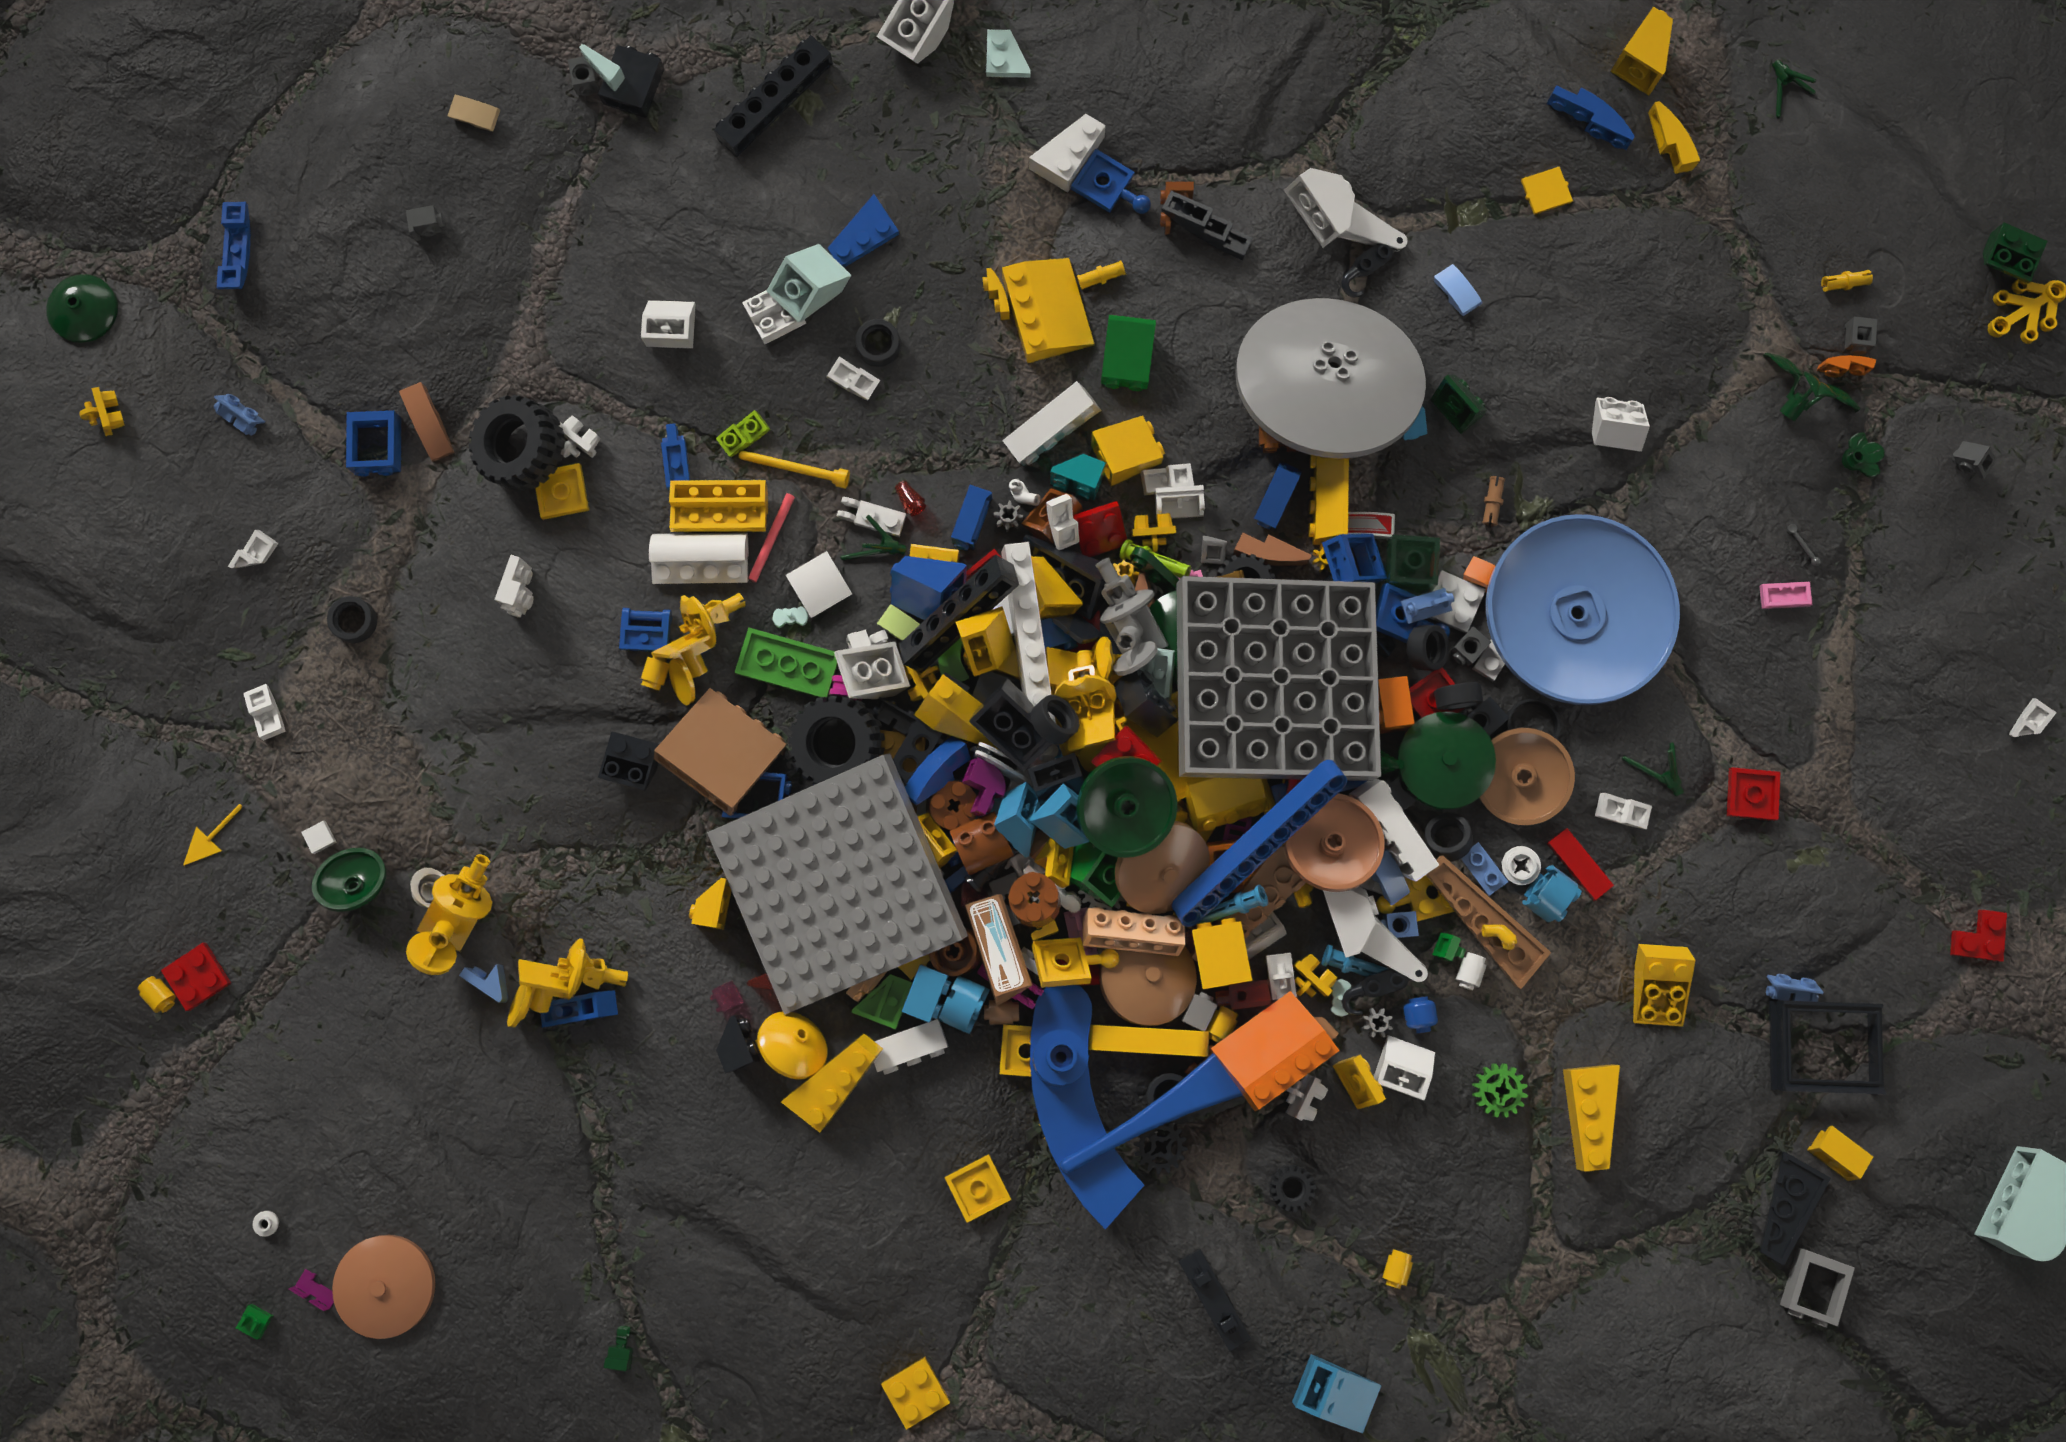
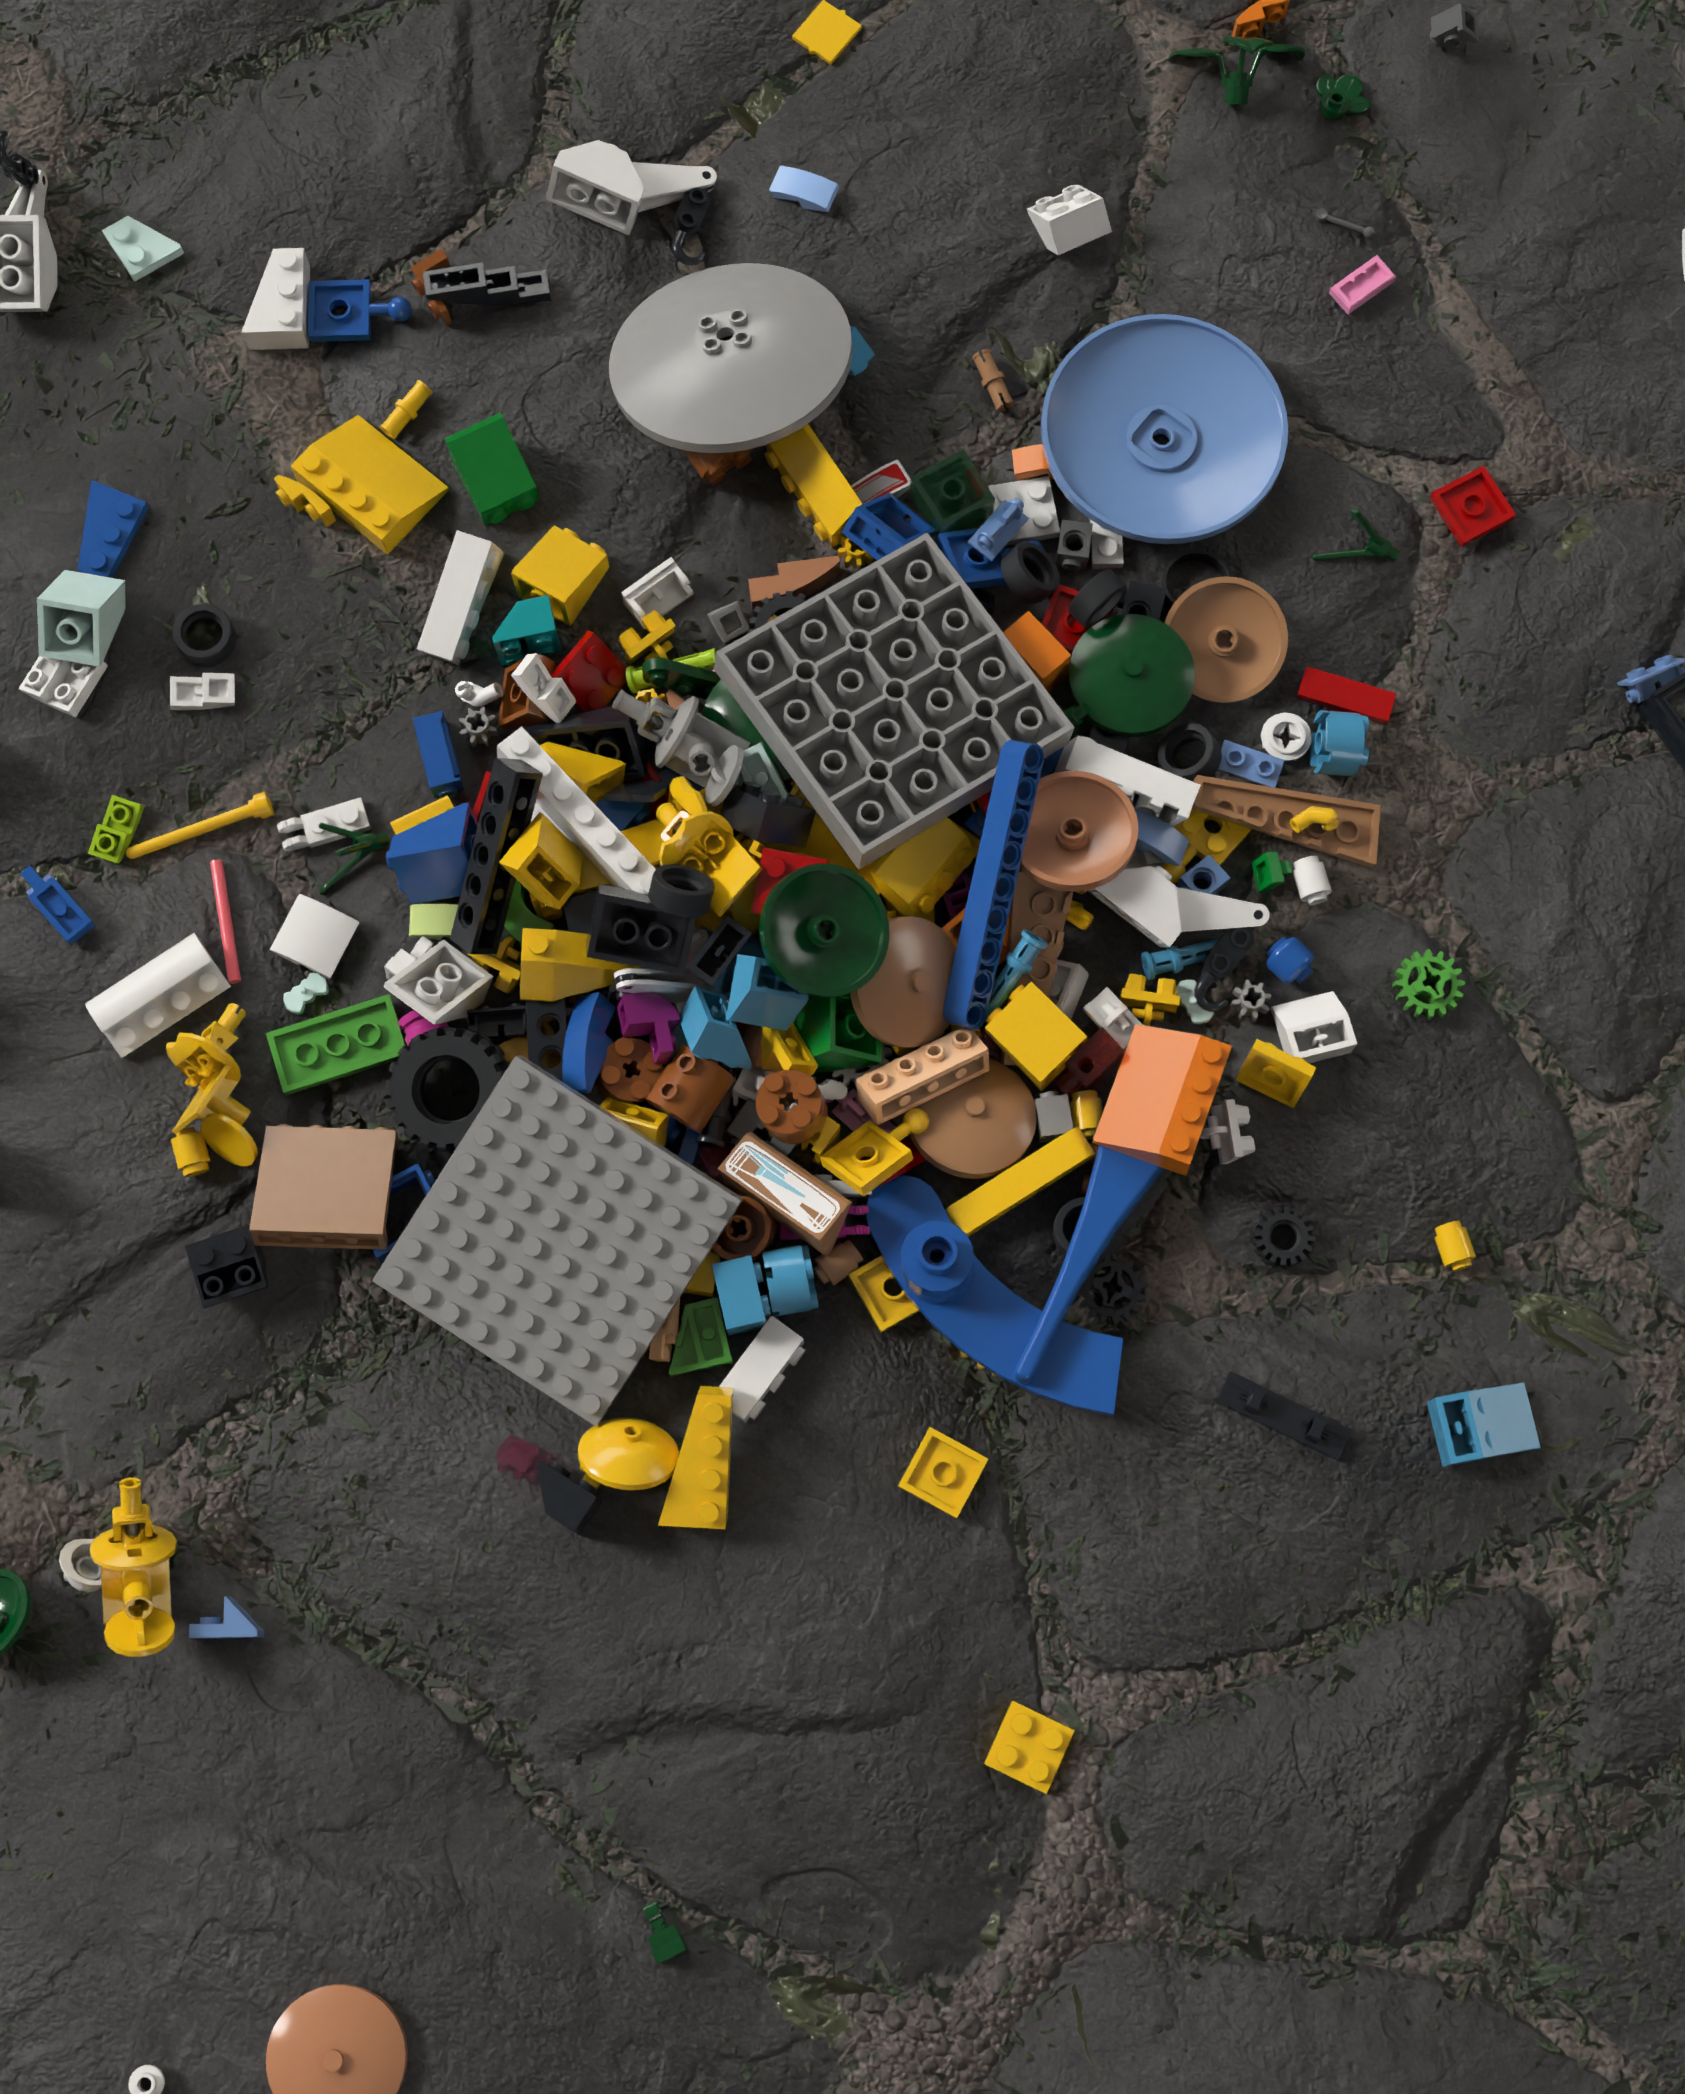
camera: 35 degrees left, 5 degrees down
(543, 981) = (294, 1578): yellow piece -> none
(580, 1008) = (354, 1583): blue slope -> none
(644, 637) = (150, 1123): blue plate -> none
(712, 906) = (431, 1364): yellow slope -> none
(718, 506) = (140, 923): yellow brick -> none
(761, 982) = (547, 1410): clear red slope -> none
(911, 500) = (355, 778): clear red cone -> none
(1171, 476) = (628, 571): white slope -> none
(1277, 495) = (759, 518): blue slope -> none
(1458, 403) = (885, 302): dark green slope -> none
(1591, 1109) = (1540, 943): yellow wedge -> none
(1623, 811) = (1352, 612): white slope -> none
(1662, 984) = (1518, 762): yellow slope -> none

